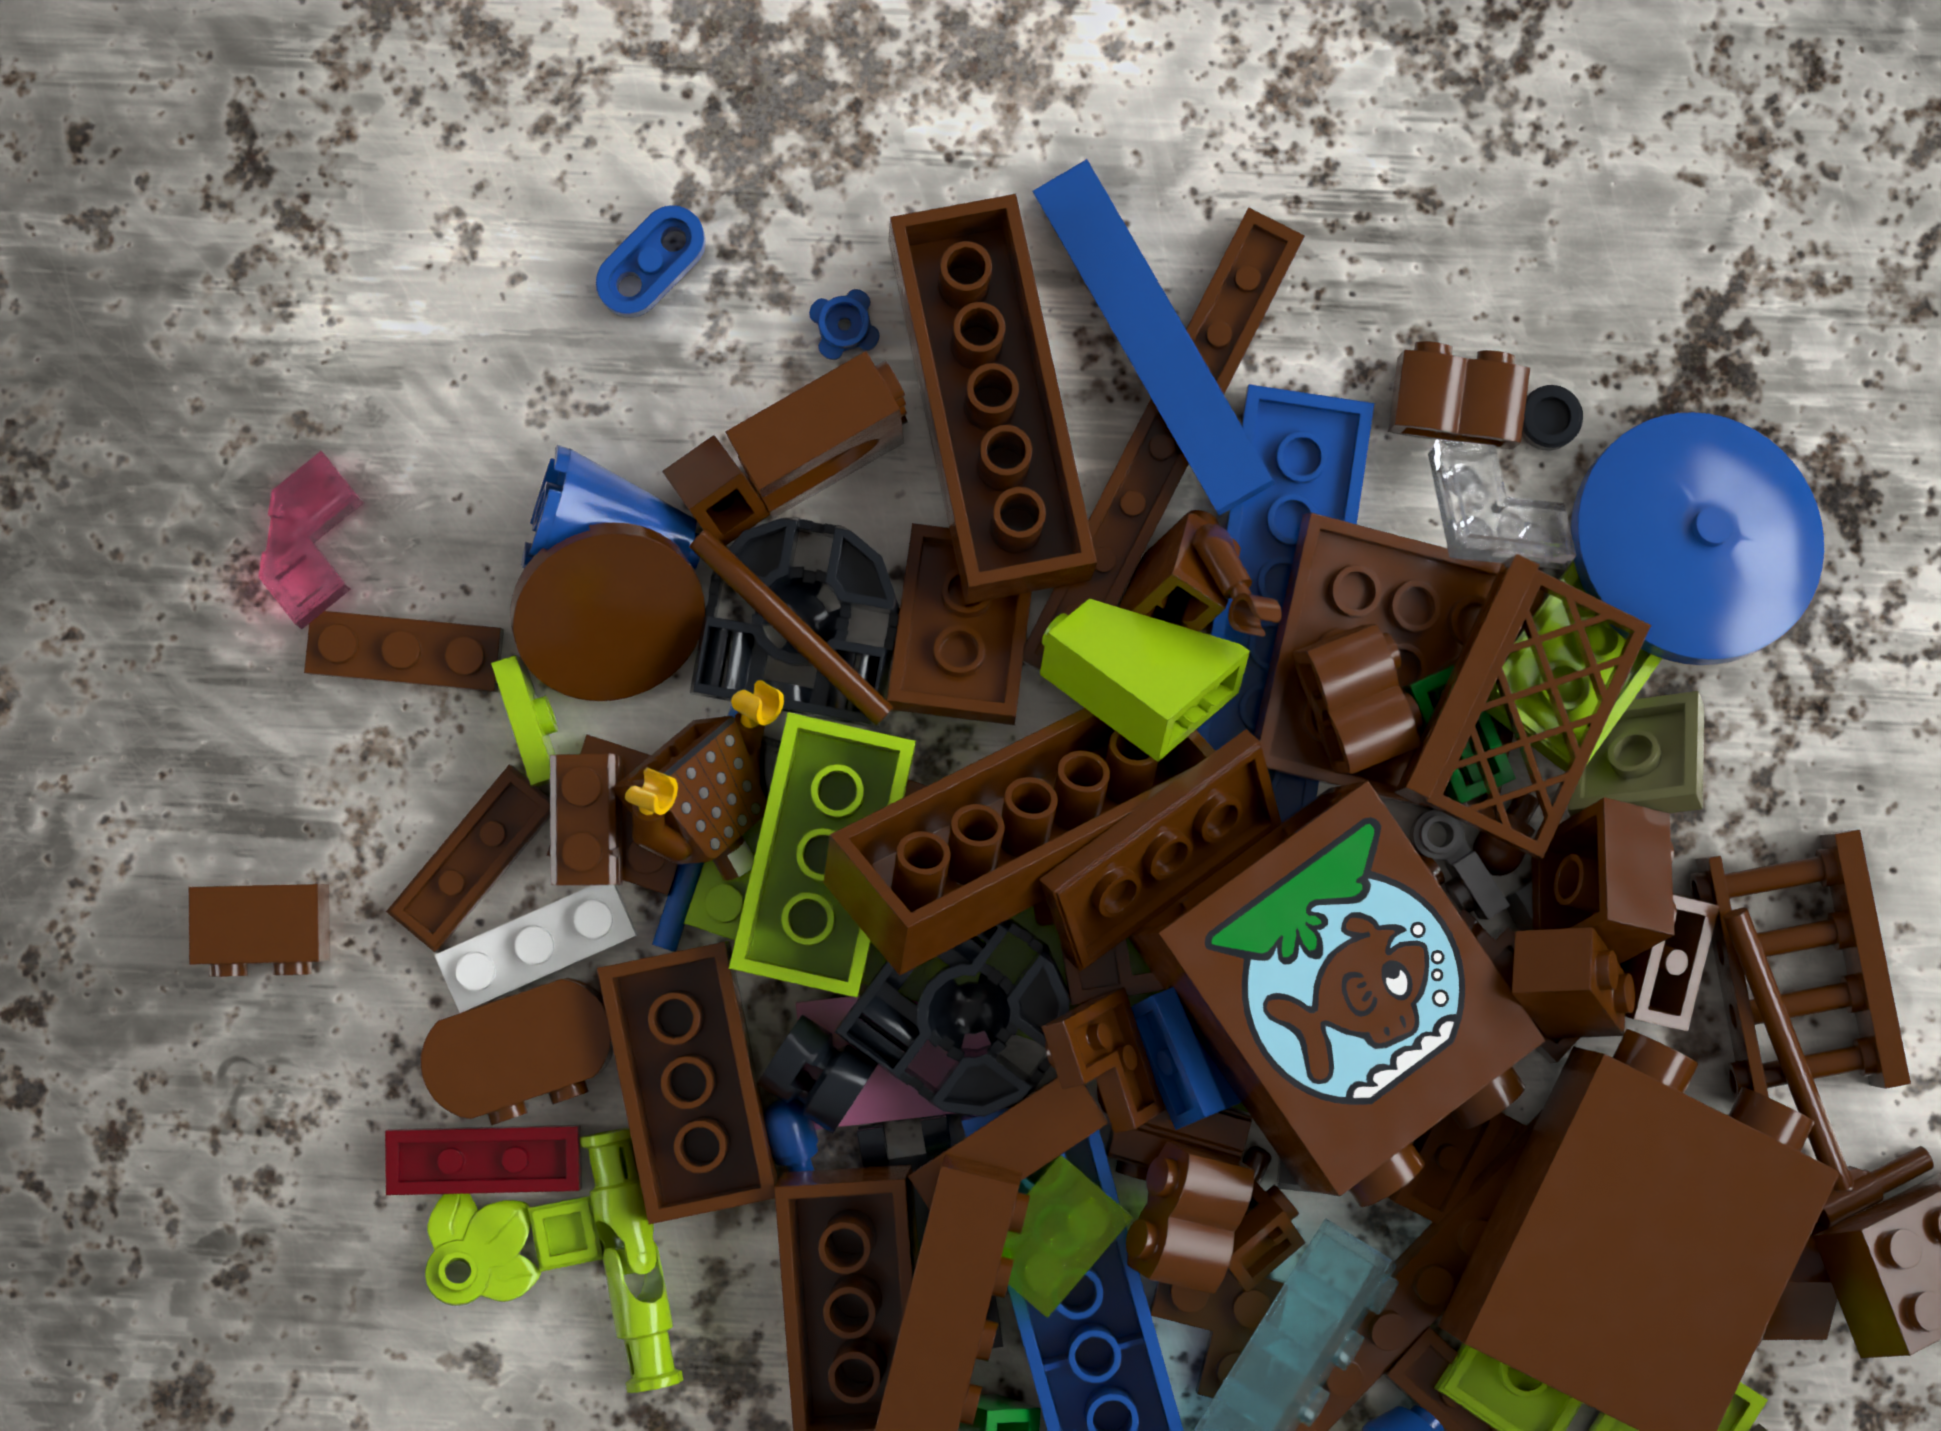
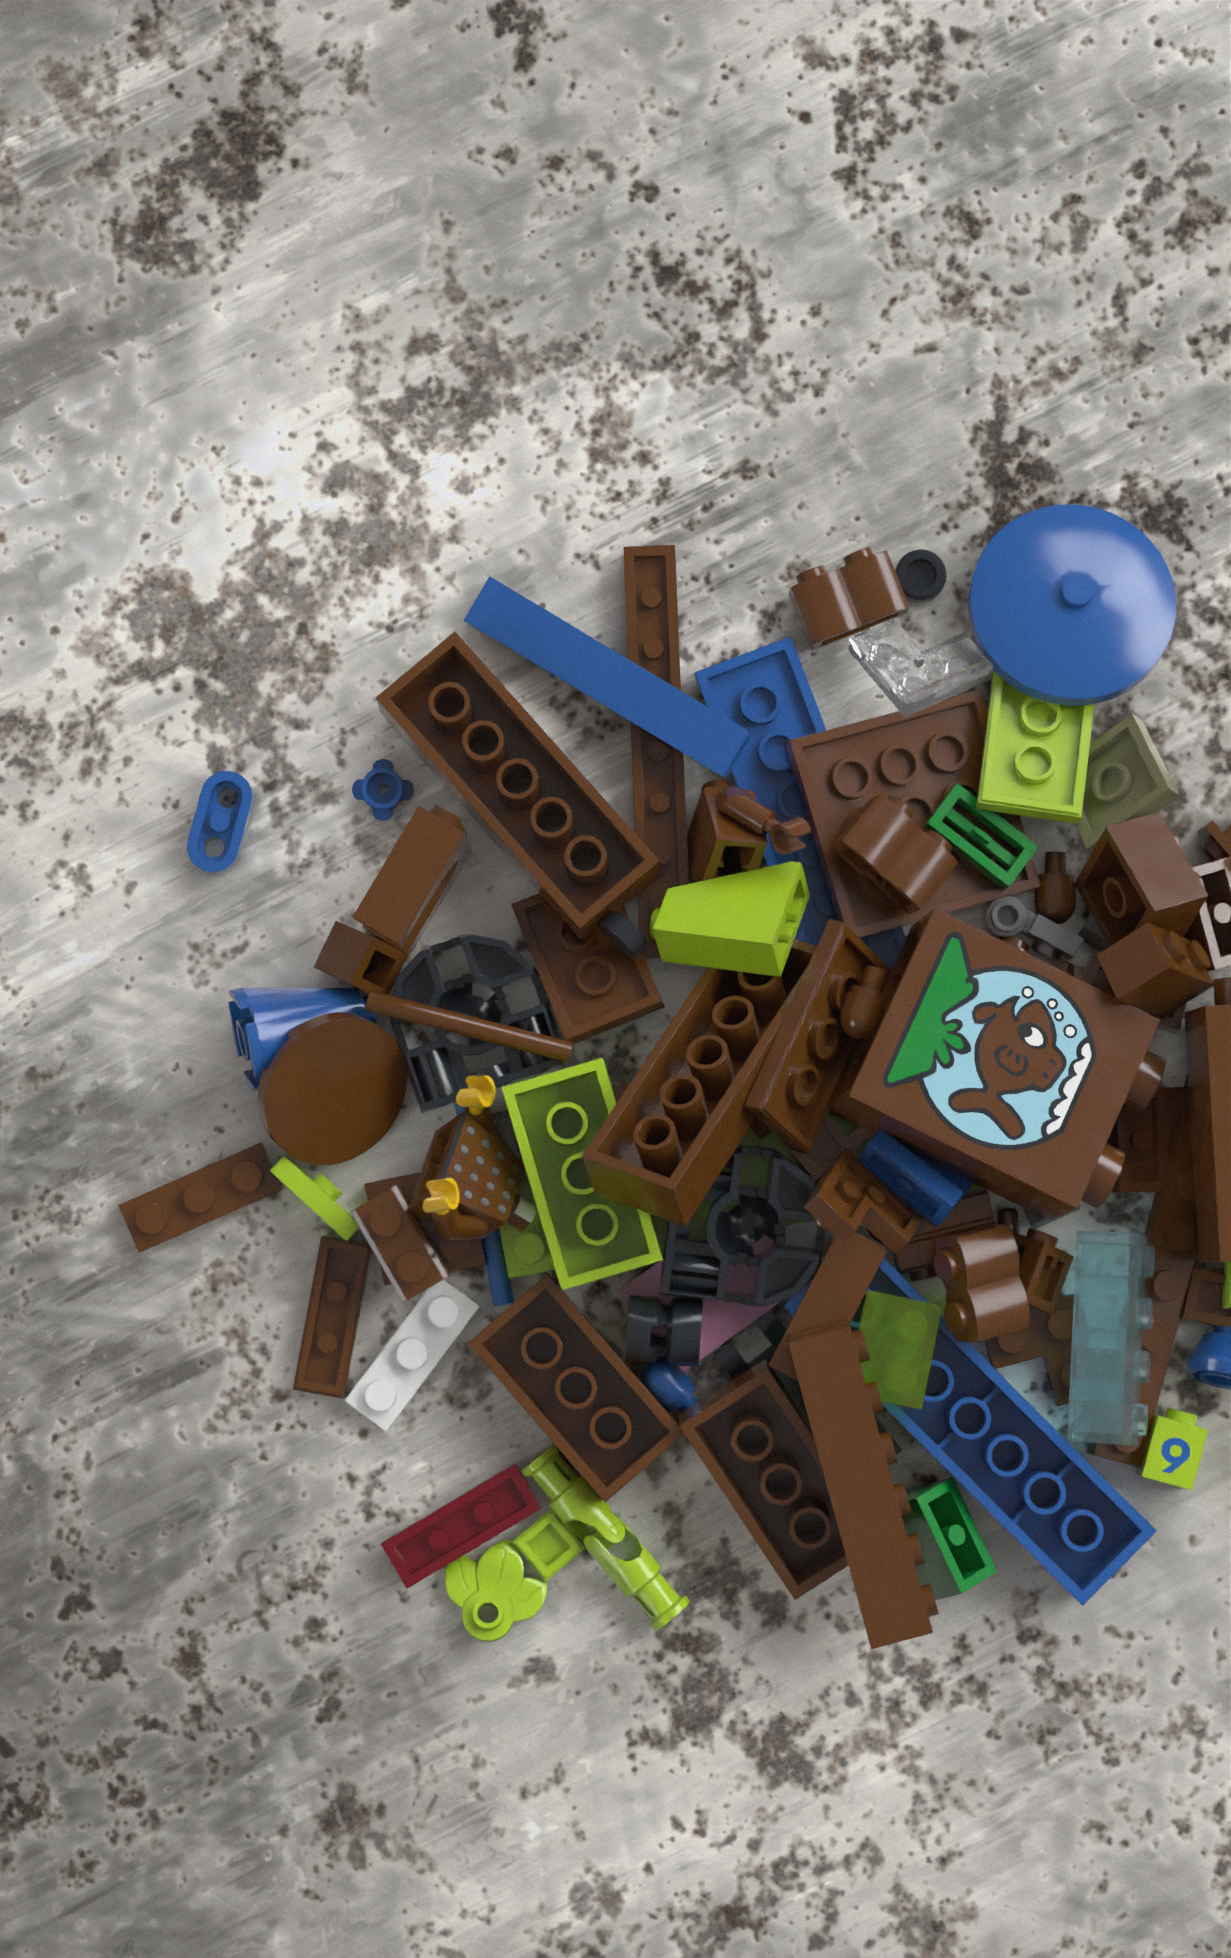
camera: 25 degrees left, 0 degrees up
(259, 926) = (208, 1450): reddish brown brick -> none
(300, 514) = (72, 1142): clear pink tile -> none
(518, 1050) = (443, 1434): reddish brown brick -> none
(1013, 620) = (622, 933): none -> black tile
(1231, 844) = (864, 1005): none -> reddish brown cylinder
(1472, 681) = (969, 794): reddish brown fence -> none

